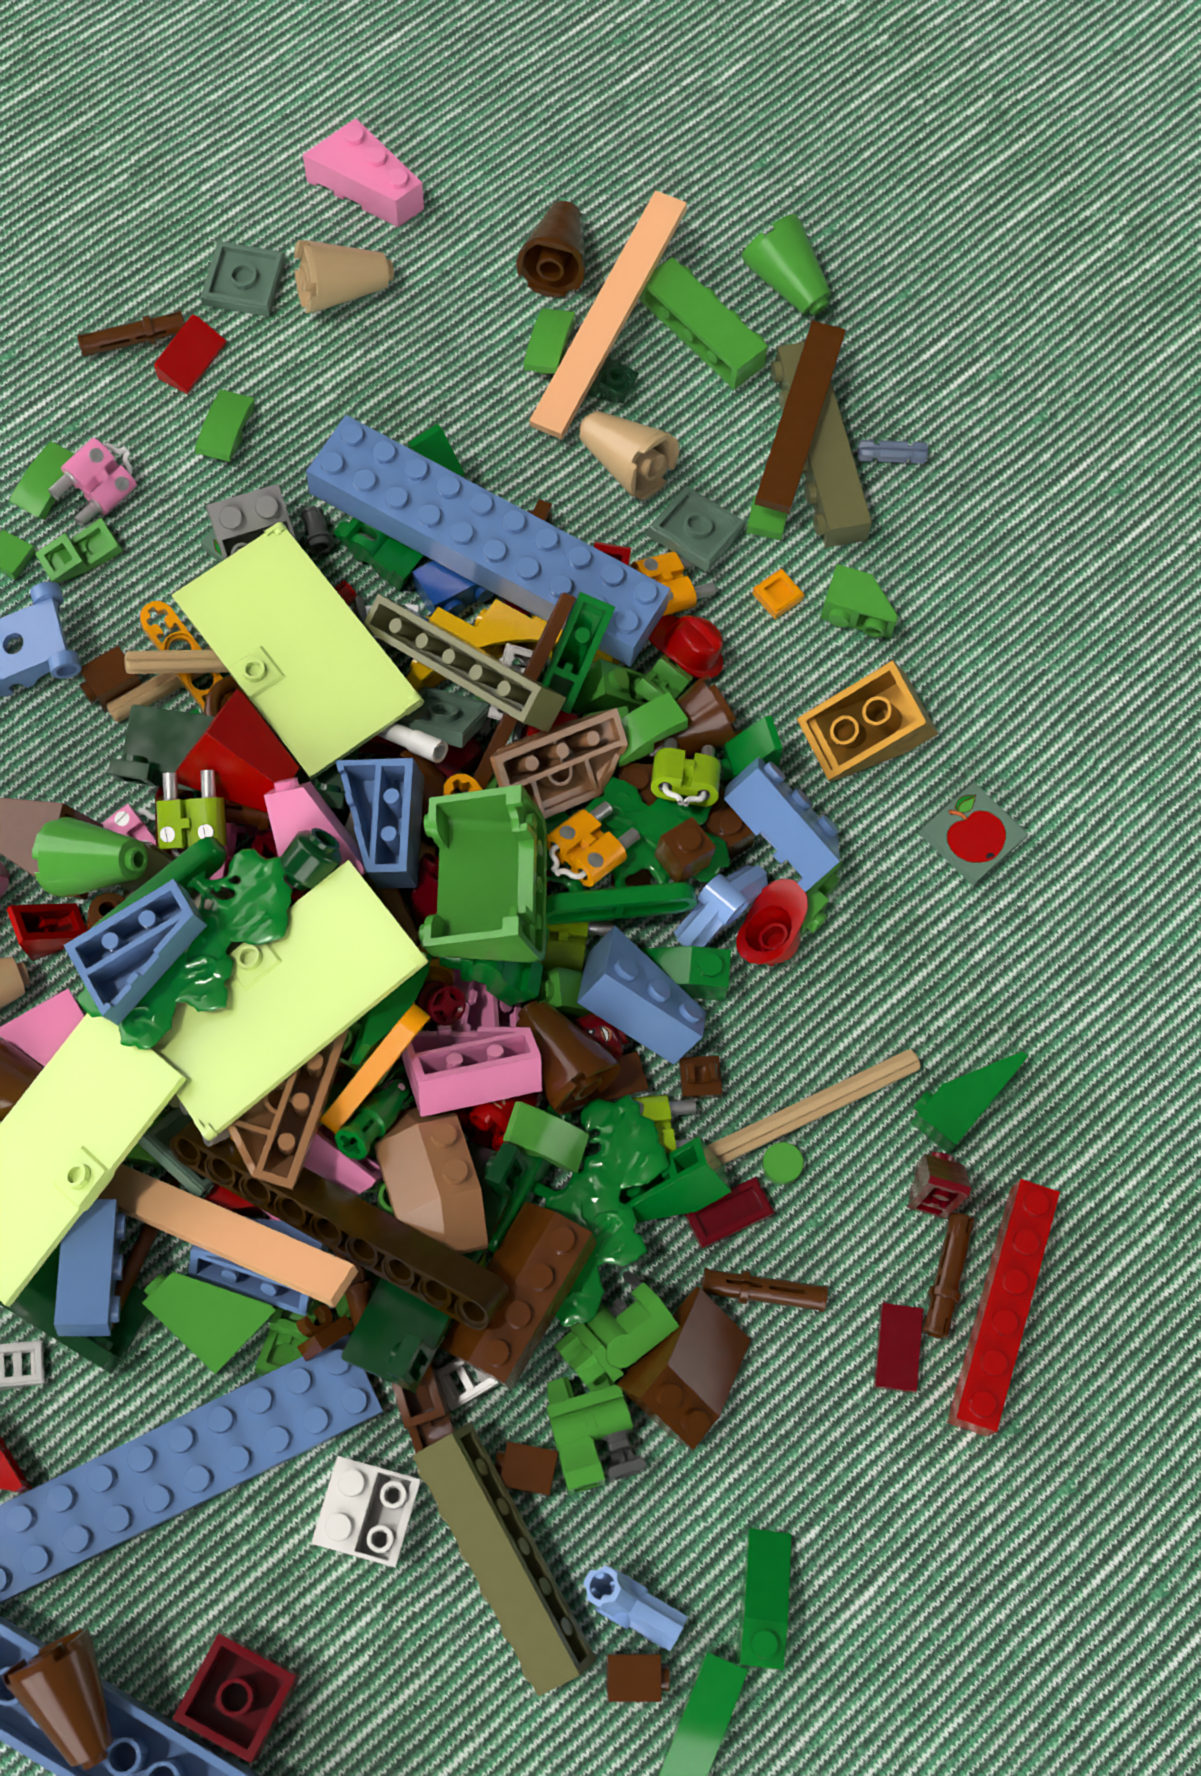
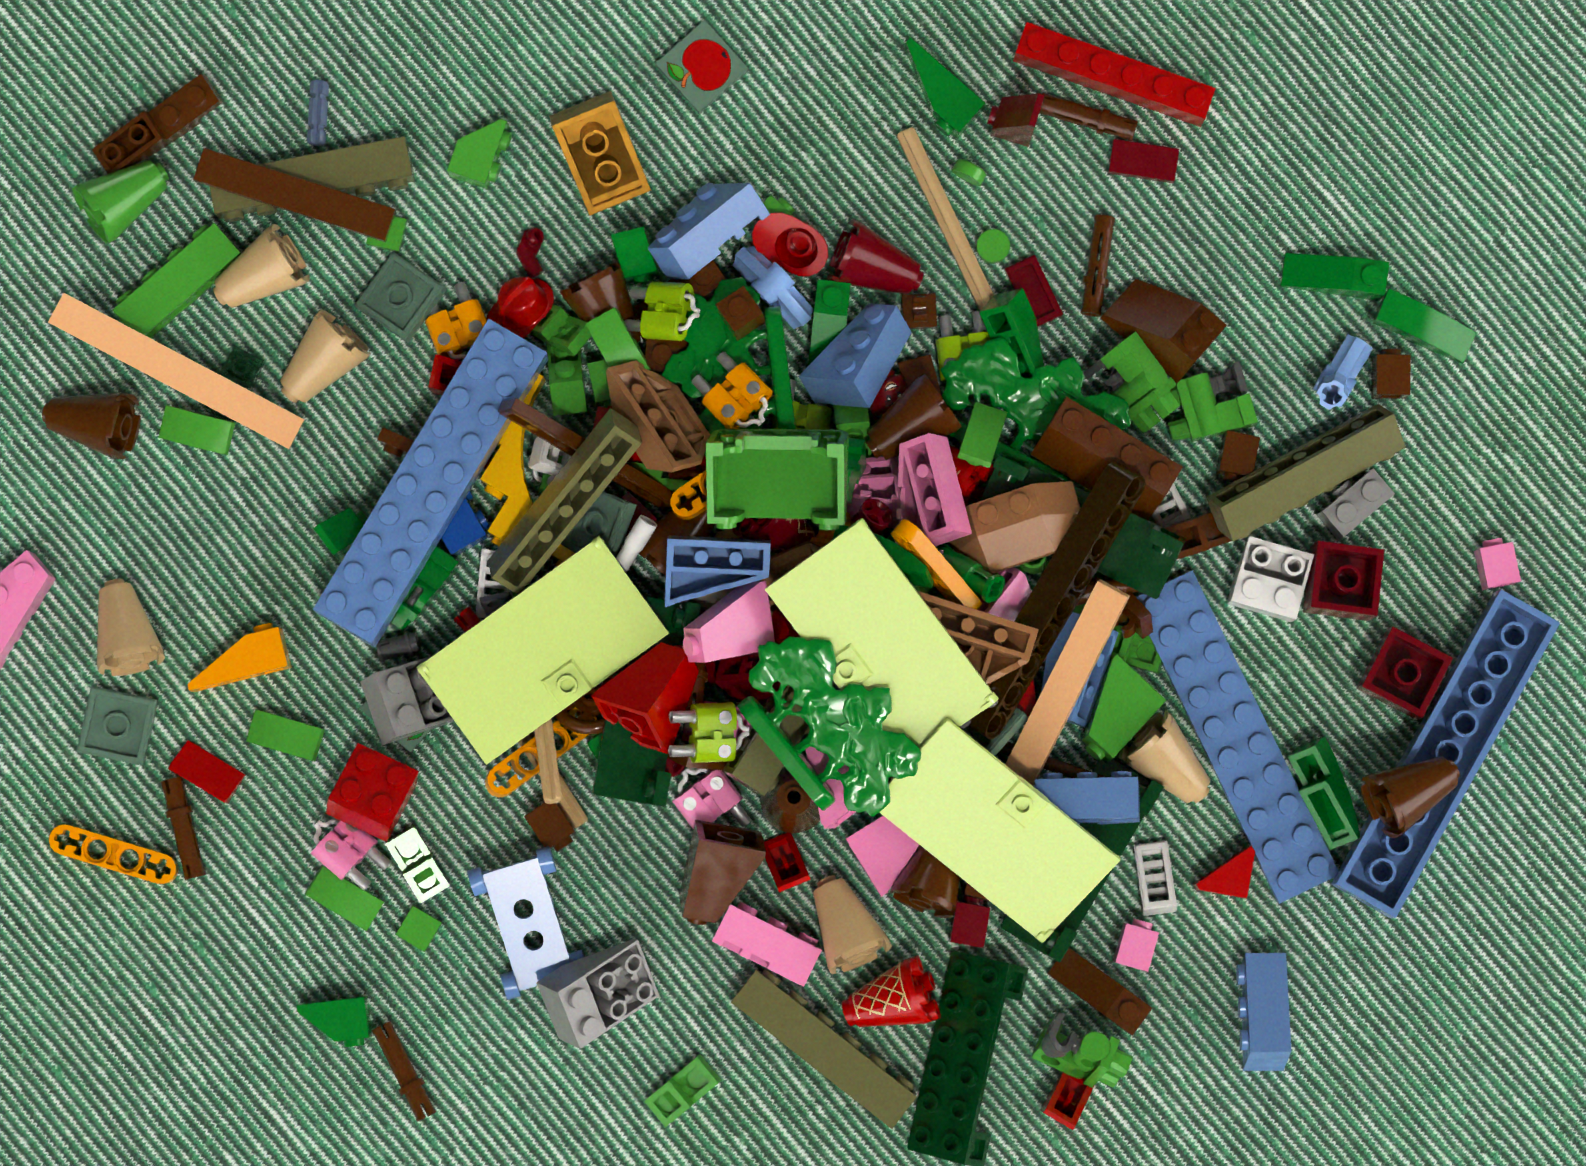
camera: 85 degrees left, 15 degrees up
(85, 857) = (749, 813): bright green cone -> none
(88, 1588) = (1325, 792): none -> green slope
(106, 274) = (112, 858): none -> light orange beam
(135, 948) = (843, 763): medium blue wedge -> none
(142, 1377) = (1166, 757): none -> tan cone
(154, 497) = (372, 792): none -> red brick
(308, 388) = (248, 658): none -> light orange slope
(310, 858) = (761, 621): dark green head -> none
(361, 1611) = (1344, 581): none -> dark red brick
(464, 1627) = (1355, 503): none -> light grey brick
(576, 647) = (553, 401): green slope -> none
(722, 397) = (261, 270): none -> tan cone
(753, 655) = (528, 249): none -> dark red arm
(754, 1018) = (873, 262): none -> dark red cone
(778, 593) = (465, 225): light orange tile -> none
(866, 307) = (159, 127): none -> reddish brown slope
(870, 1131) = (969, 172): none -> bright green tile

